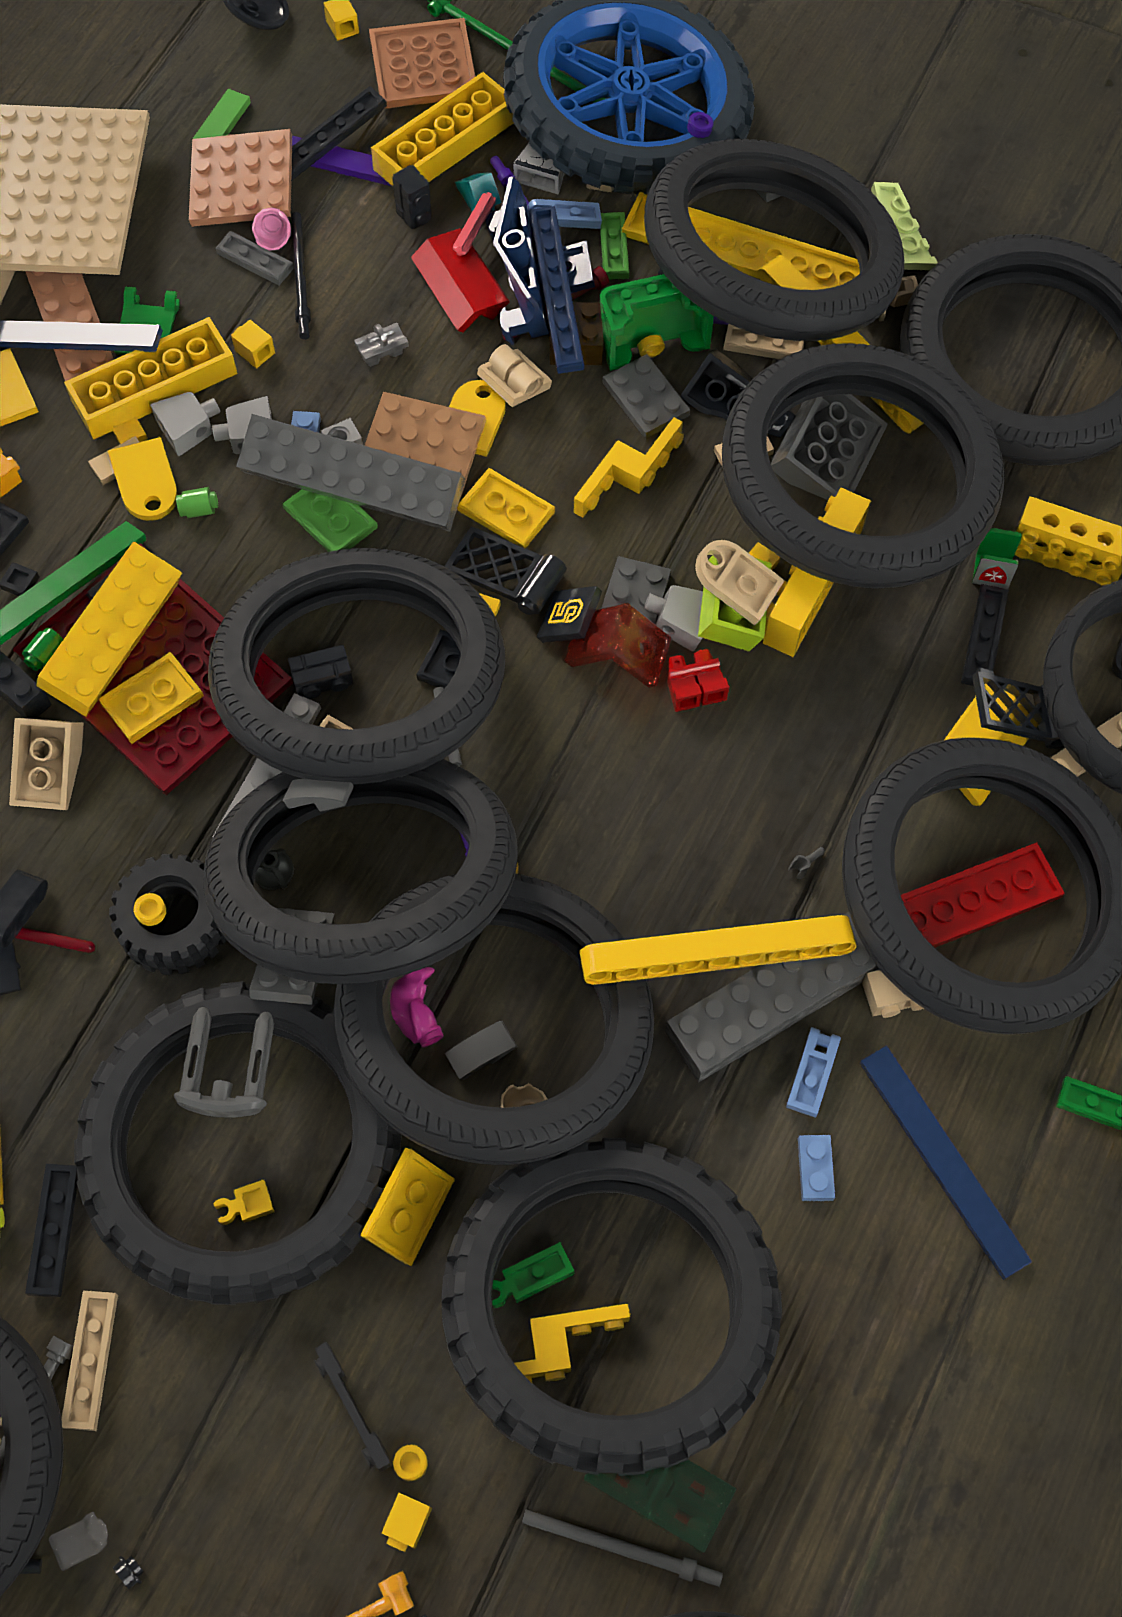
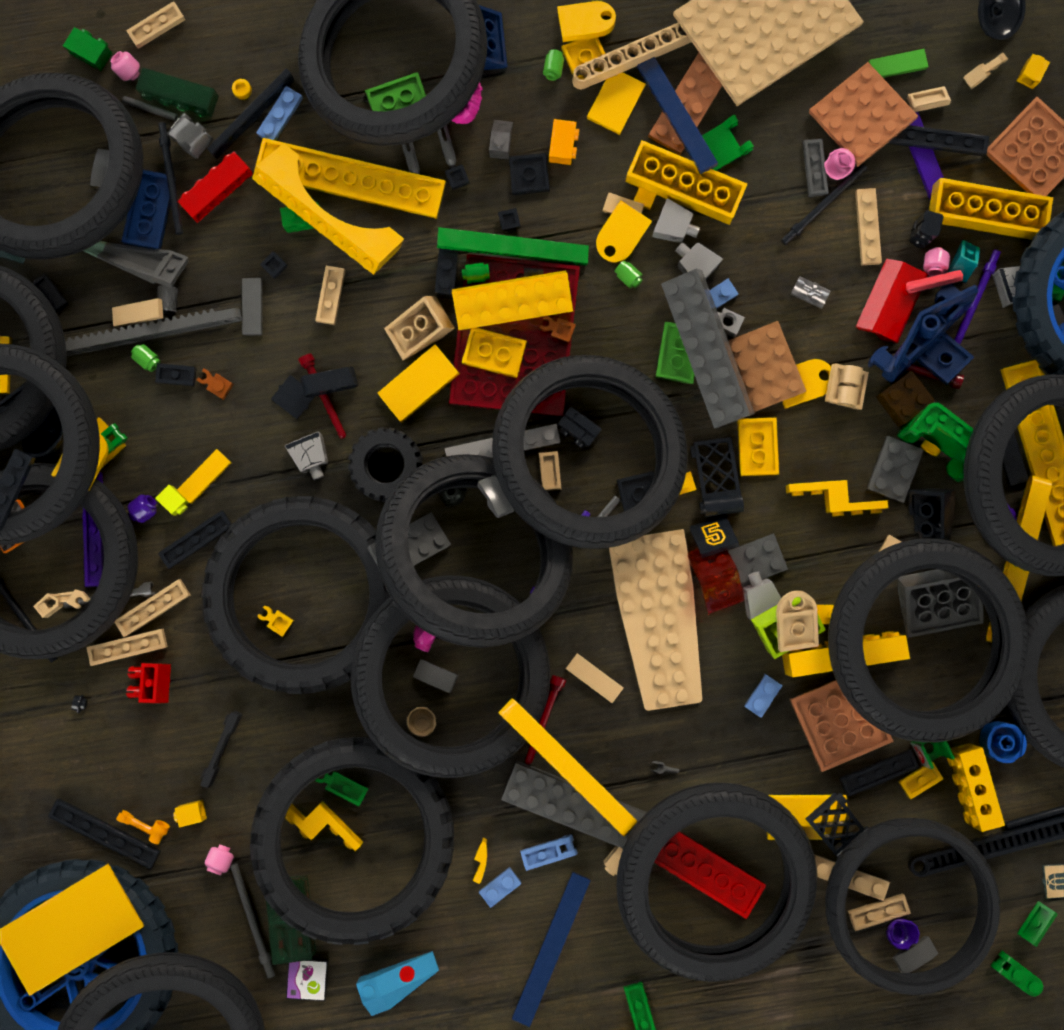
camera: 60 degrees right, 20 degrees up
(75, 1001) = (309, 454): none -> light grey torso
(79, 1541) = (74, 671): clear bracket -> none
(109, 809) = (418, 383): none -> yellow tile
(110, 1438) = (127, 647): none -> tan plate
(149, 909) = (374, 458): yellow tile -> none
(190, 607) = (560, 330): none -> dark orange plate
(190, 1431) = (153, 683): none -> red brick
(220, 1102) = (303, 577): dark grey piece -> none
(253, 343) = (754, 218): yellow brick -> none
(284, 114) = (928, 99): none -> tan tile
(300, 56) = (982, 71): none -> tan piece
(362, 252) = (868, 226): none -> tan plate
(407, 1207) = (326, 703): yellow tile -> none
(410, 1462) = (218, 793): yellow tile -> none
(454, 212) = (936, 261): none -> bright pink head
(502, 1528) = (219, 859): none -> bright pink head
(556, 290) = (922, 368): dark blue tile -> none
(572, 213) = (987, 326): medium blue plate -> none
(608, 908) = (557, 684): none -> dark red piece
(614, 245) = (989, 370): bright green tile -> none
(616, 742) = (659, 617): none -> tan wing
(633, 864) = (594, 678): none -> tan tile
(696, 681) = (734, 637): red hips -> none
(757, 1157) = (481, 856): none -> yellow slope
(760, 1529) = (307, 980): none -> tile
(800, 695) = (763, 695): none -> medium blue plate
(850, 1412) = (390, 985): none -> dark azure wedge
(893, 635) = (834, 727): none -> nougat plate
(1025, 598) = (920, 781): none -> yellow plate
(1039, 478) = (1007, 752): none -> blue brick

